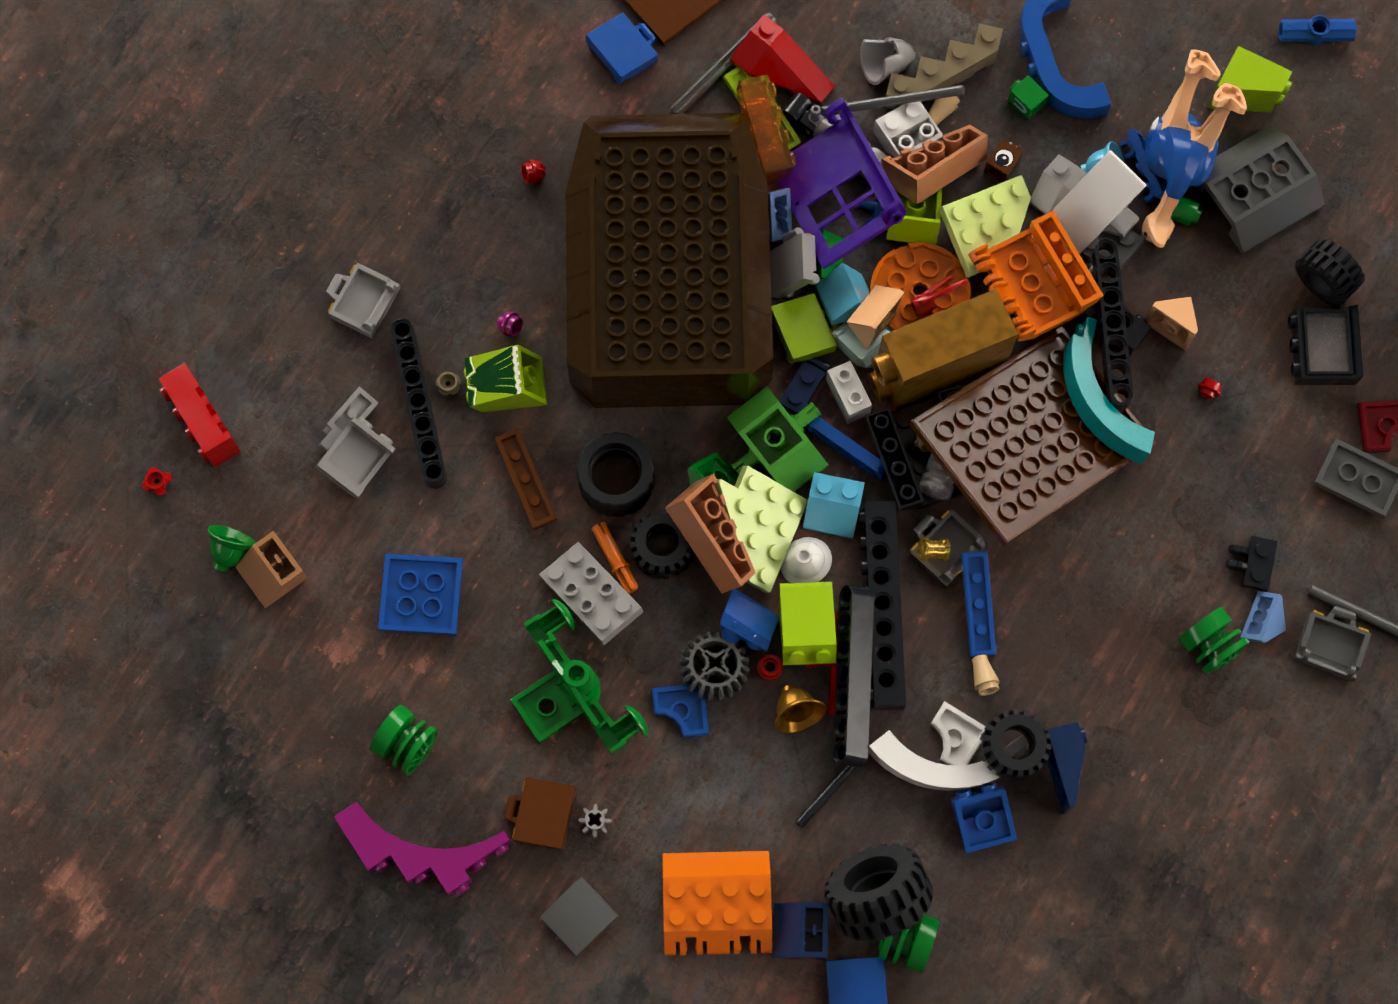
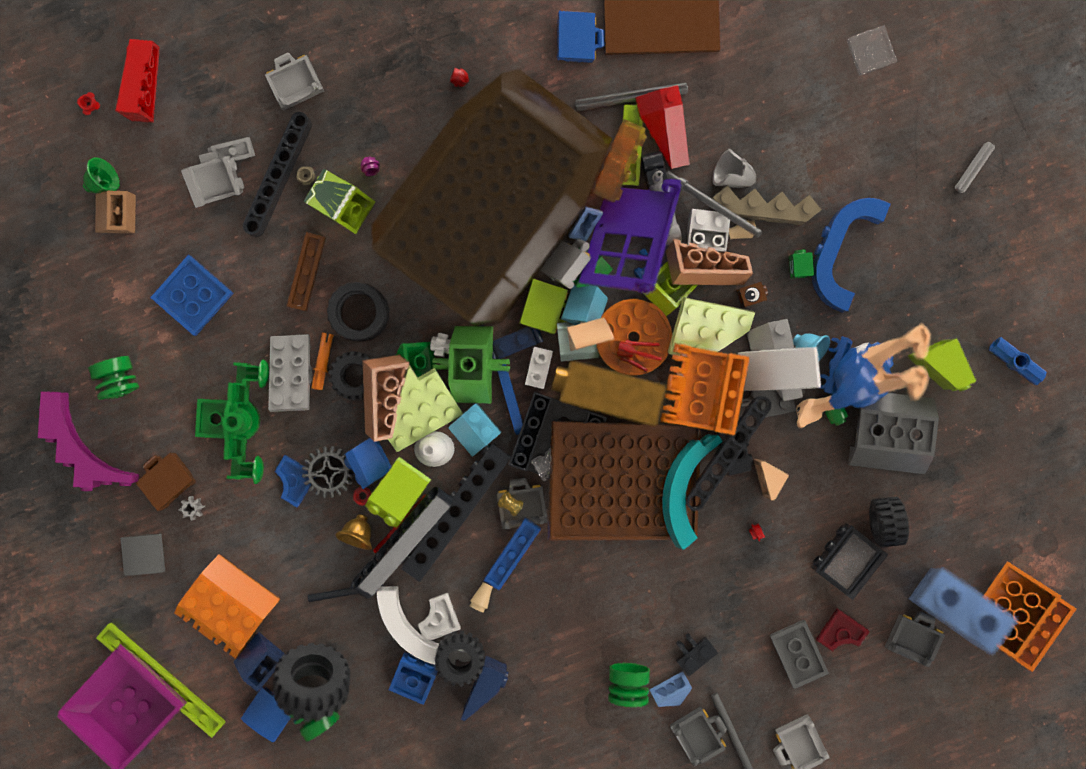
camera: 40 degrees right, 15 degrees up
(728, 445) = (440, 344): none -> white gear

